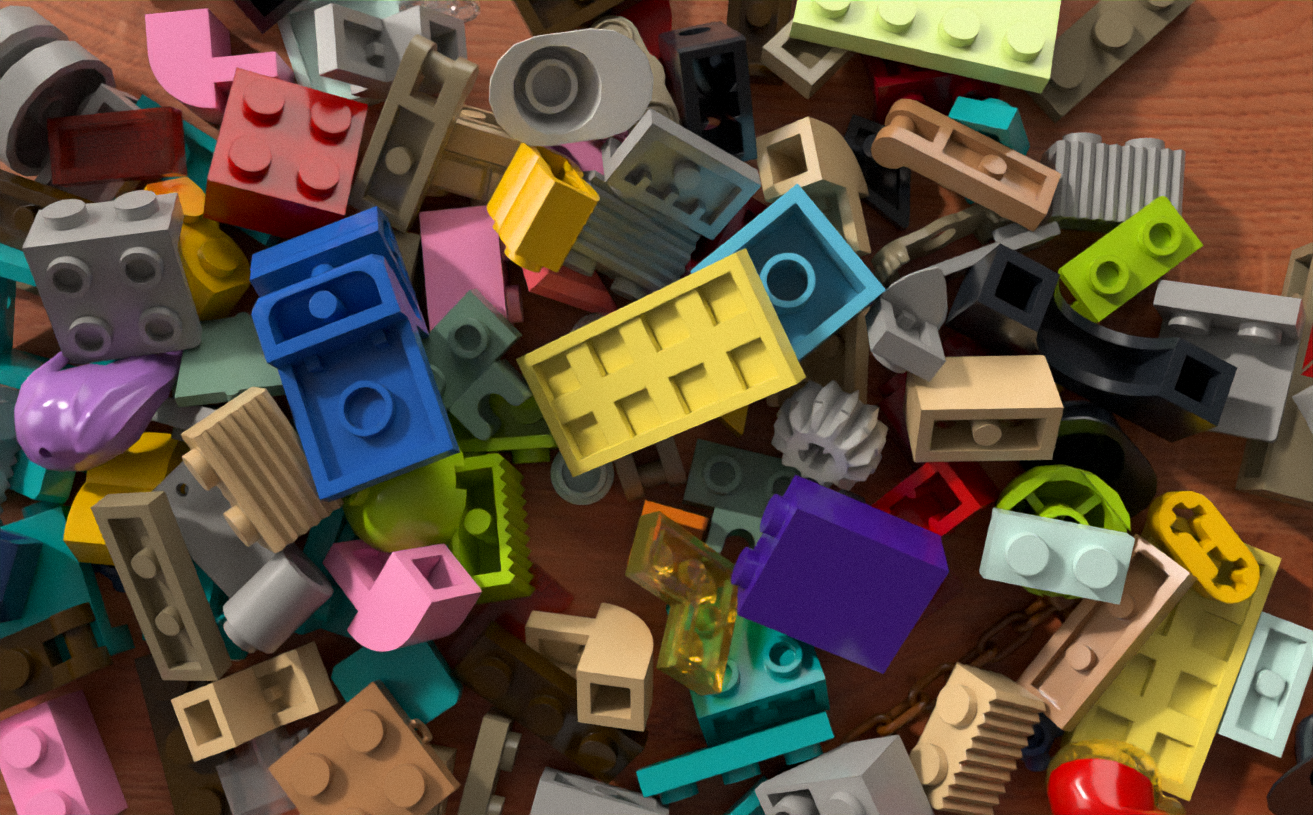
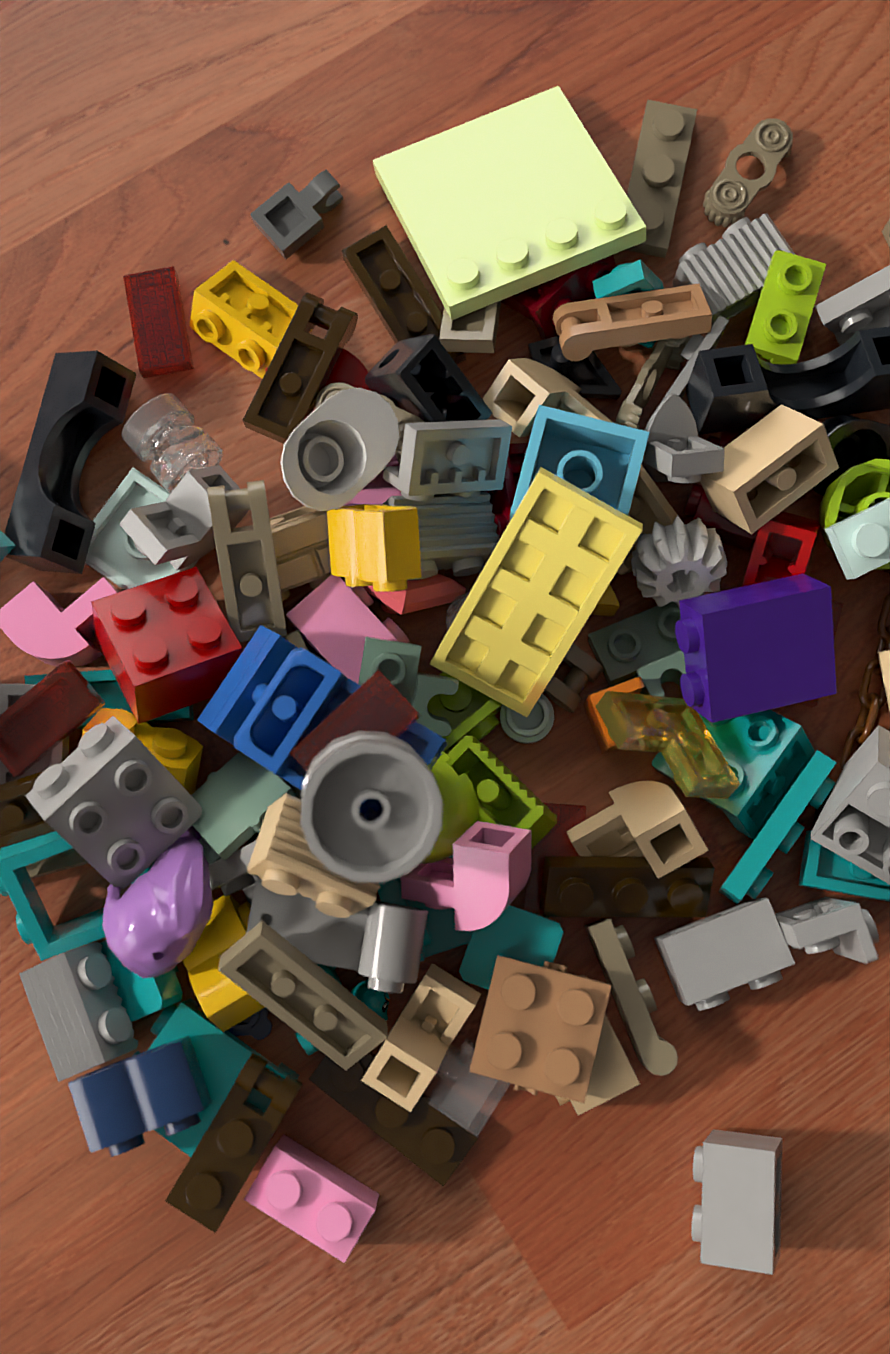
camera: 40 degrees left, 5 degrees down
(317, 463) = (374, 843): none -> light grey wheel
(371, 380) = (371, 708): none -> clear red tile
(1170, 105) = (731, 192): none -> dark tan piece

